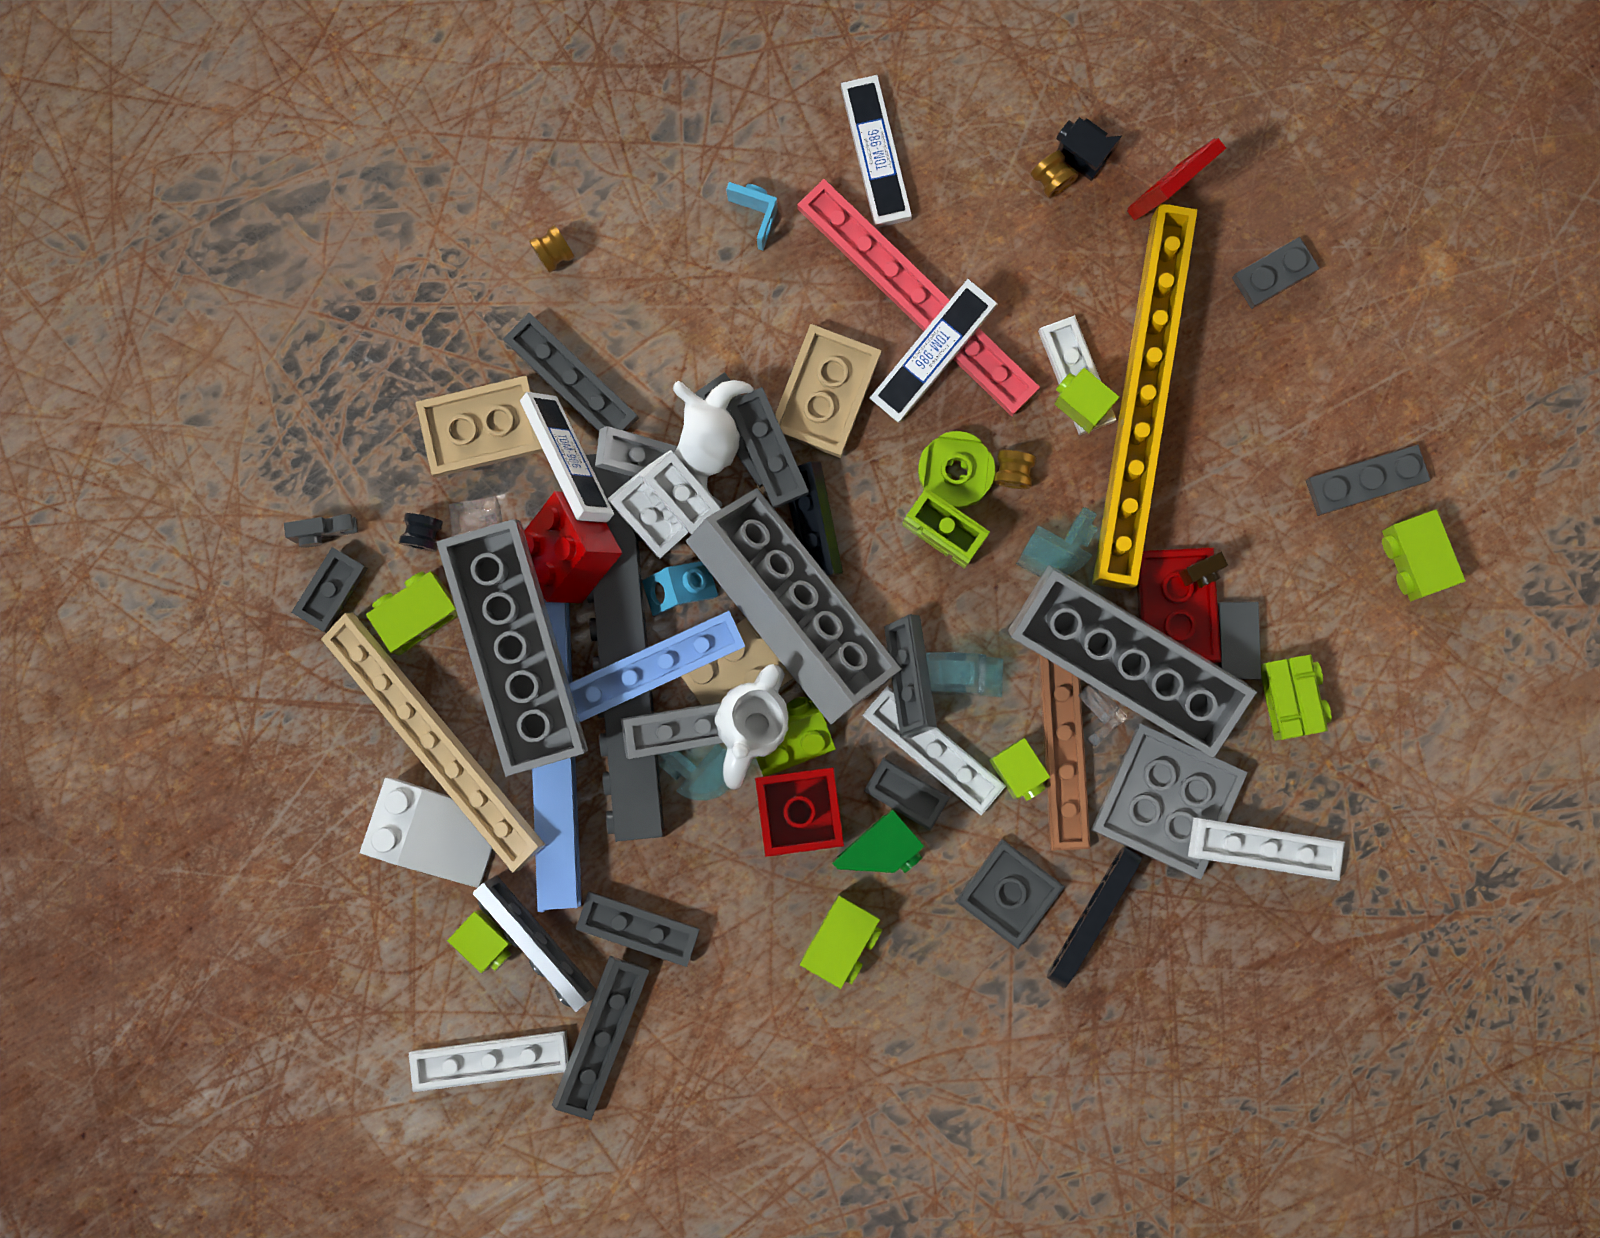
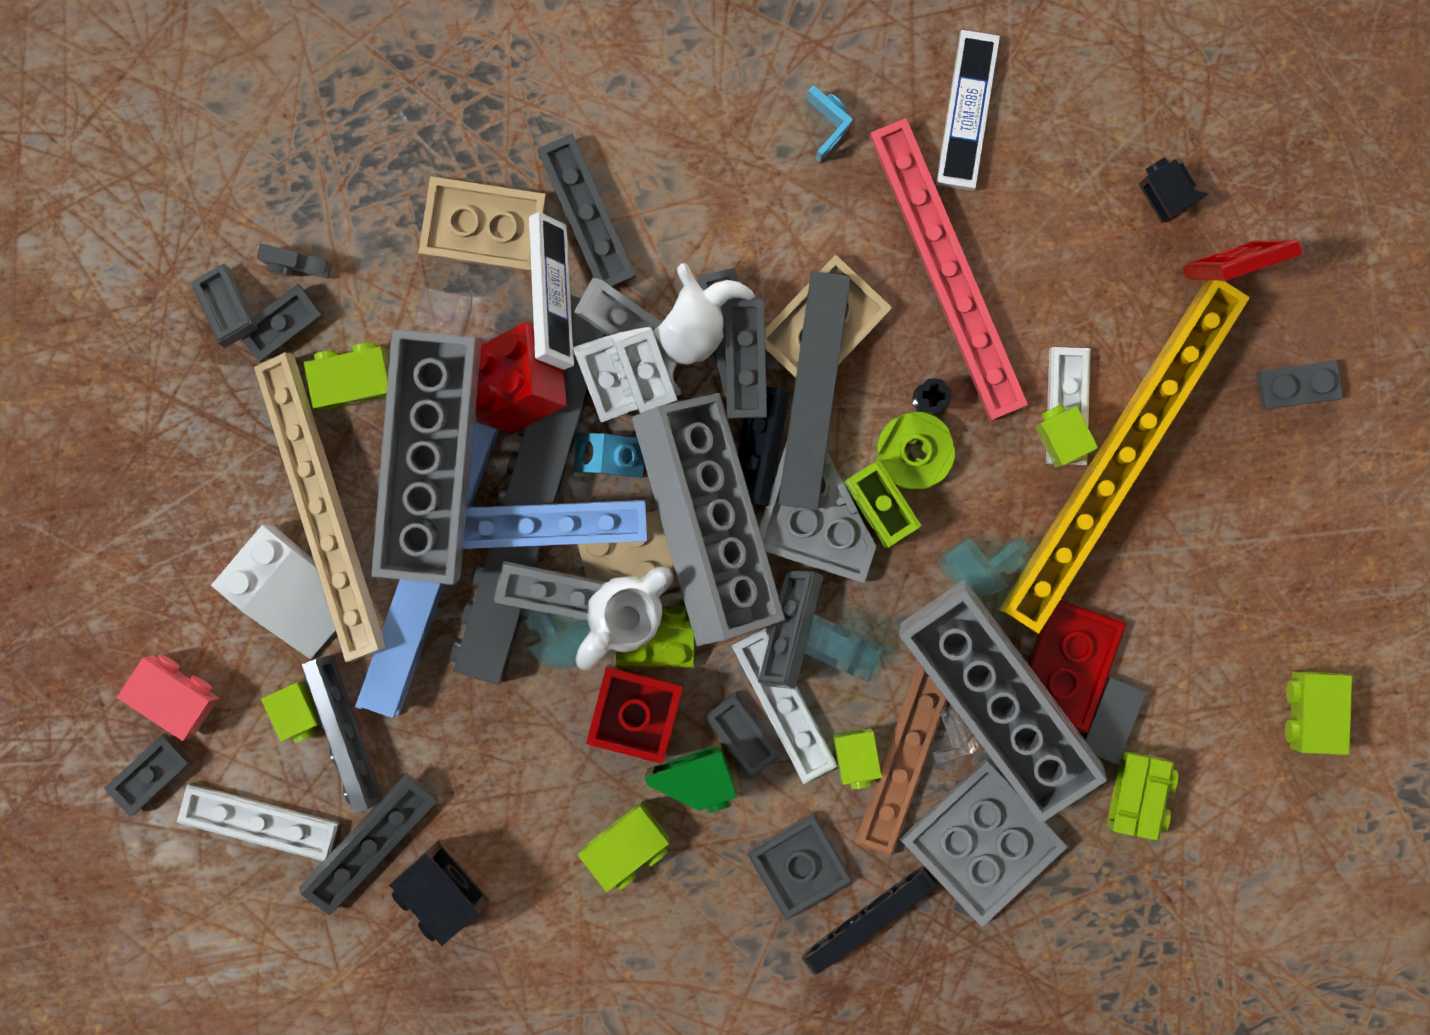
camera: 20 degrees right, 5 degrees up
(272, 594) = (224, 305): none -> dark grey tile
(360, 974) = (168, 696): none -> coral brick
(368, 1058) = (148, 775): none -> dark grey plate
(420, 532) = (386, 303): black wheel -> none
(551, 249) = (618, 80): pearl gold wheel -> none
(638, 929) = (442, 758): dark grey plate -> none
(684, 1055) = (438, 894): none -> black brick
(842, 452) = (814, 390): none -> dark grey tile
(889, 566) = (821, 538): none -> light grey plate
(933, 350) = (941, 328): tile -> none
(956, 406) = (940, 389): none -> black bush
(1014, 469) = (970, 473): pearl gold wheel -> none
(1054, 174) = (1128, 203): pearl gold wheel -> none
(1204, 571) = (1108, 644): dark brown plate -> none
(1266, 849) = (1054, 924): white tile -> none
(1367, 480) = (1300, 619): dark grey plate -> none

